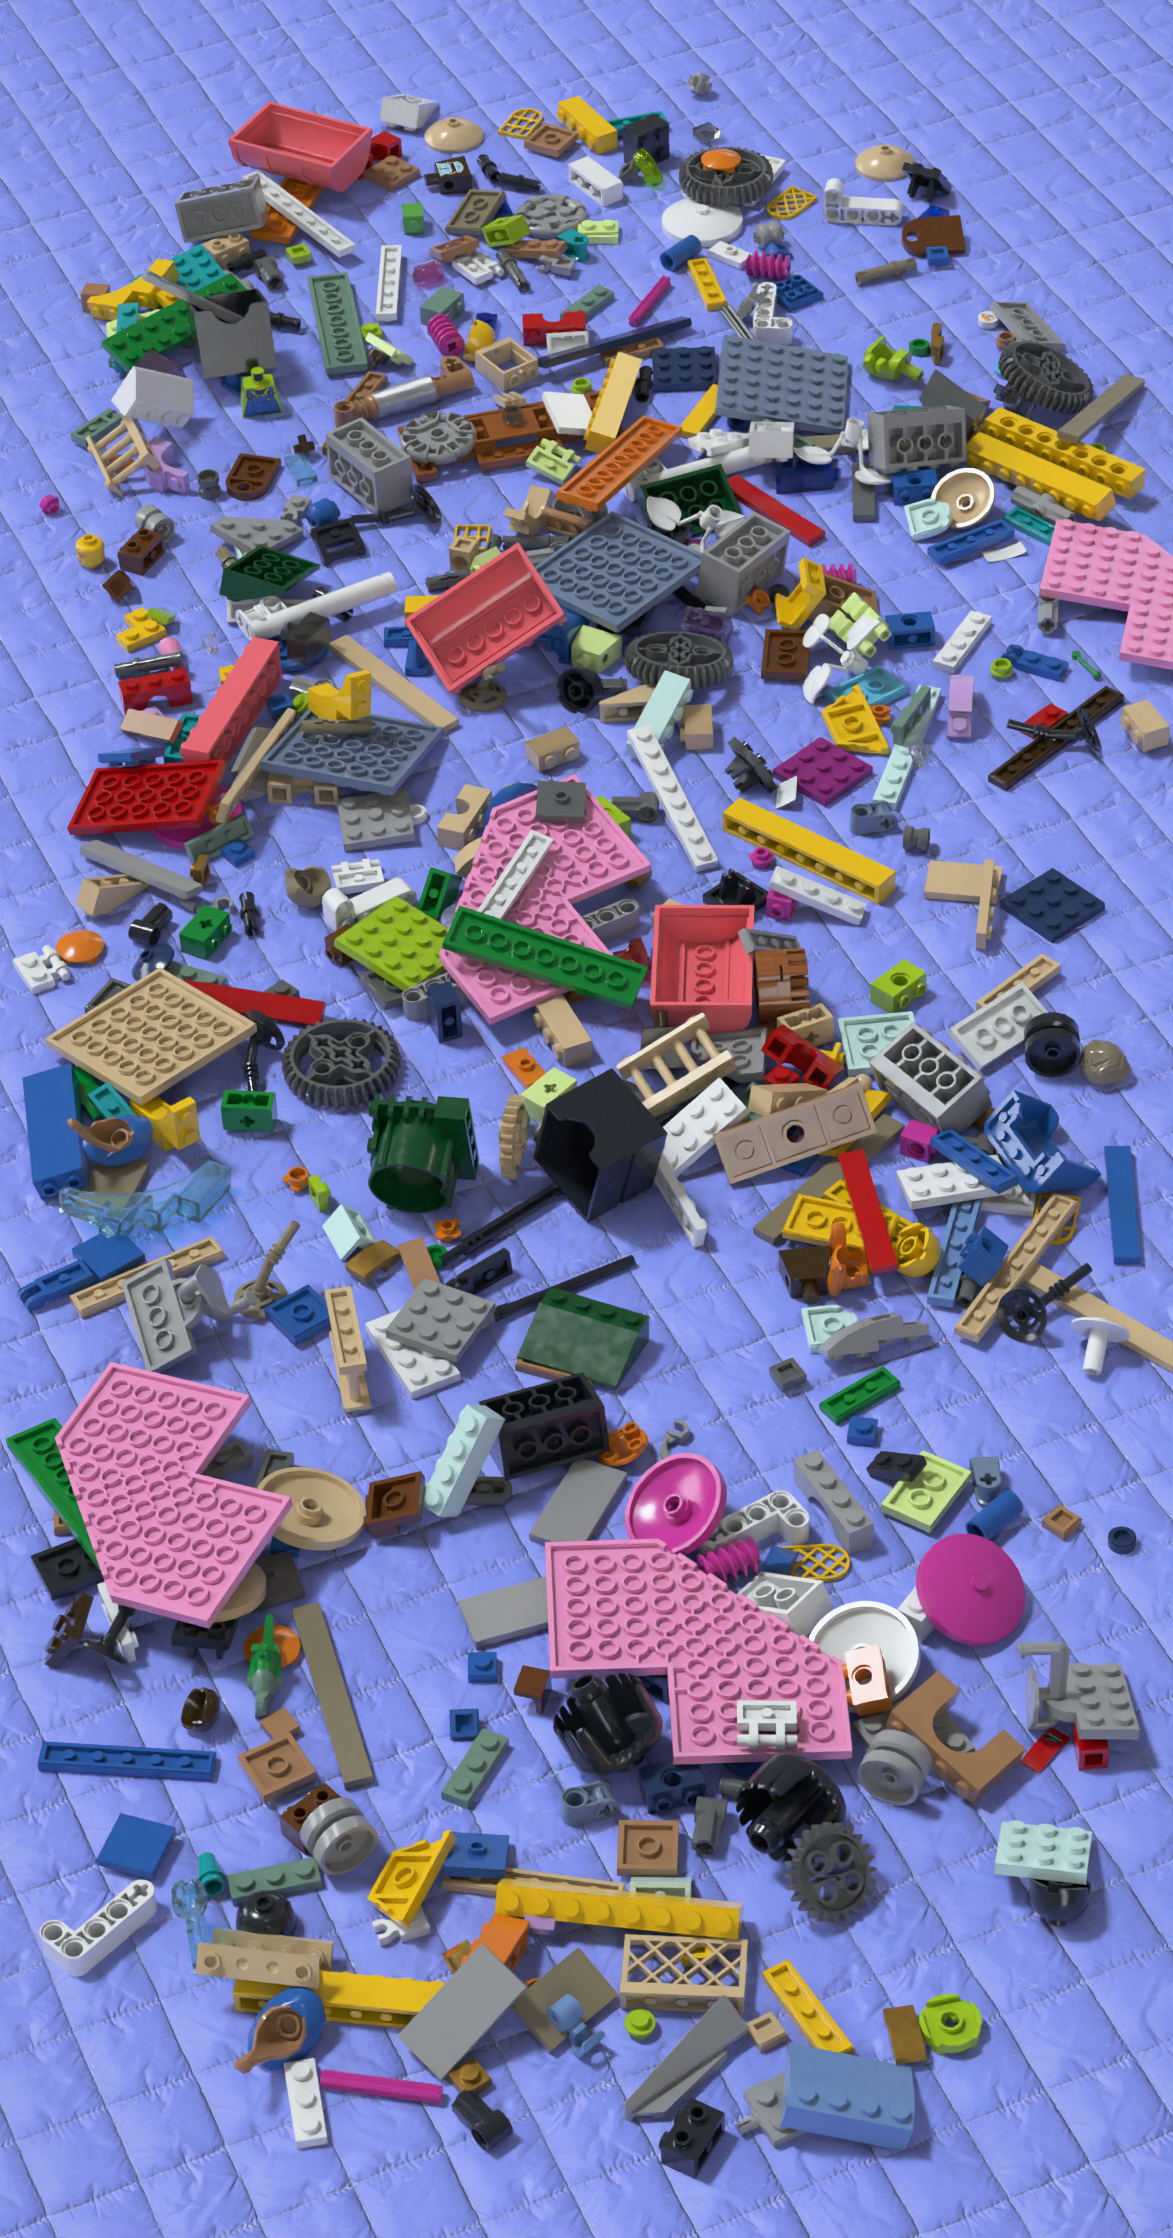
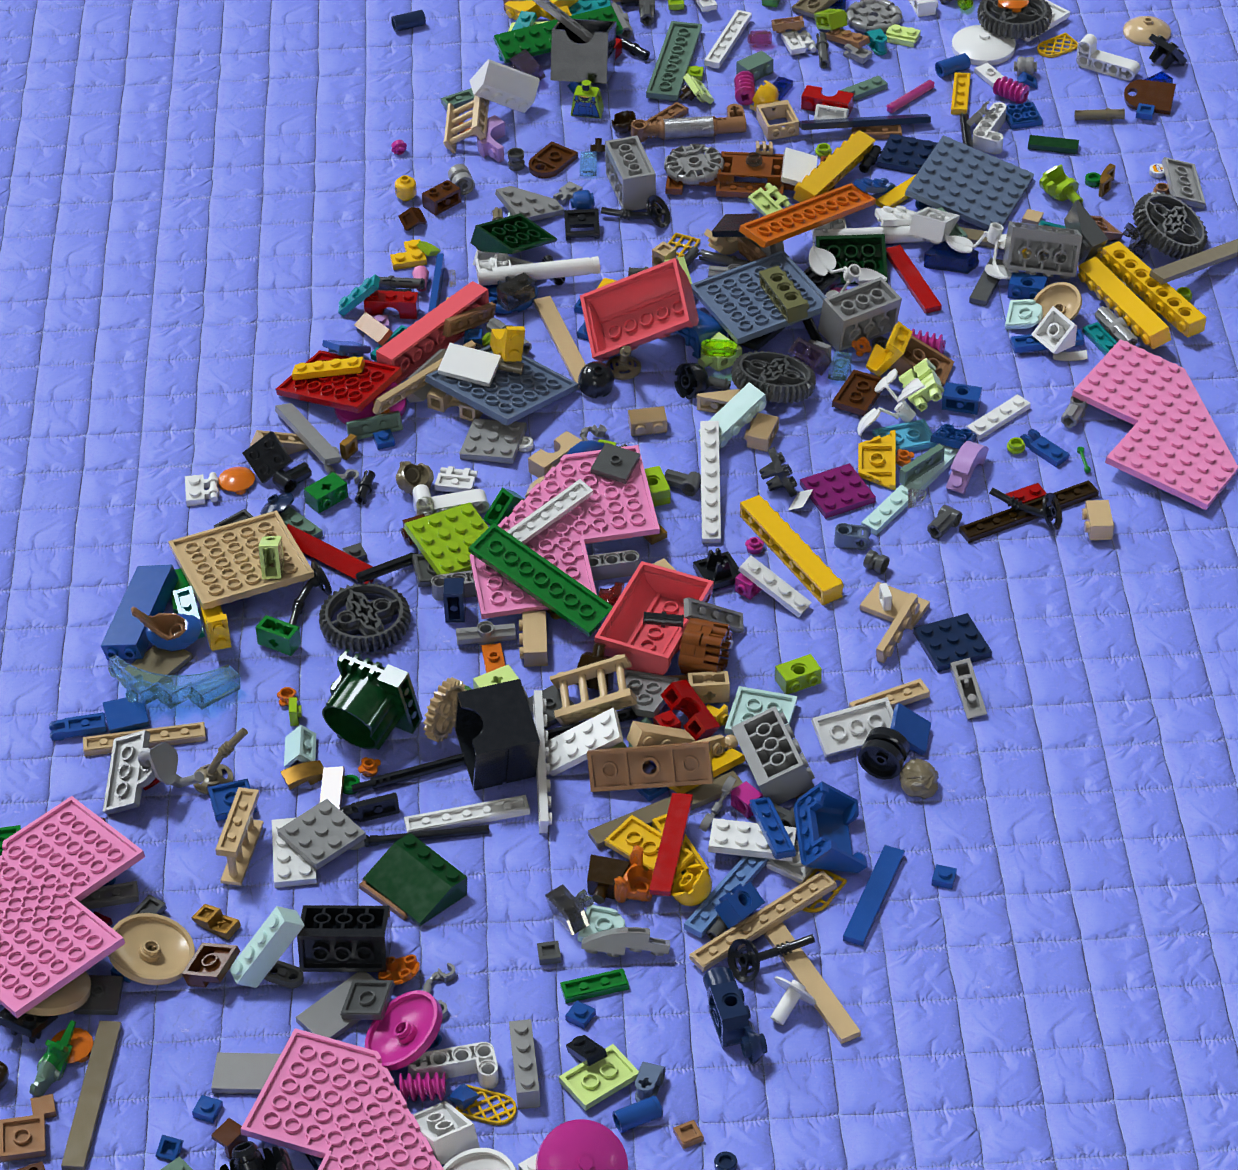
camera: 20 degrees right, 0 degrees up
(112, 689) = (358, 294): none -> teal plate
(112, 908) = (267, 457): none -> black plate
(126, 785) = (328, 368): none -> yellow plate
(199, 657) = (437, 282): none -> blue tile
(199, 1012) = (271, 552): none -> yellowish green torso
(268, 685) = (469, 319): none -> medium nougat tile
(309, 734) = (469, 364): none -> white tile
(319, 408) = (623, 121): none -> dark brown hair
(335, 998) = (384, 568): none -> black axle
(361, 1457) = (215, 922): none -> pearl gold slope
(463, 716) = (596, 379): none -> black cylinder
(499, 776) = (598, 432): none -> light grey piece
(501, 1041) = (485, 633): none -> light grey piece
(538, 495) = (730, 225): none -> black tile
(597, 642) = (718, 348): none -> clear neon green plate
(598, 1251) = (468, 815): none -> white tile
(608, 1487) = (367, 999): none -> dark grey plate
(647, 559) = (783, 294): none -> olive brick
(670, 413) = (874, 186): none -> blue hinge
(724, 962) = (663, 619): none -> black pin
(745, 629) = (840, 366): none -> clear light blue plate
(786, 1318) = (570, 909): none -> clear smoke brick
(850, 317) = (1053, 144): none -> dark green tile
(872, 405) = (1032, 217): none -> tan tile
(889, 1174) = (726, 789): none -> light grey piece
(935, 676) = (952, 437): none -> blue tile
(953, 873) = (885, 596): none -> white tile
(968, 771) = (946, 518): none -> dark grey piece
(982, 526) = (1056, 331): none -> white slope
(1043, 1377) = (731, 1015): none -> dark blue brick
(1060, 1002) = (912, 727): none -> blue tile
(1101, 949) = (968, 688): none -> light grey slope

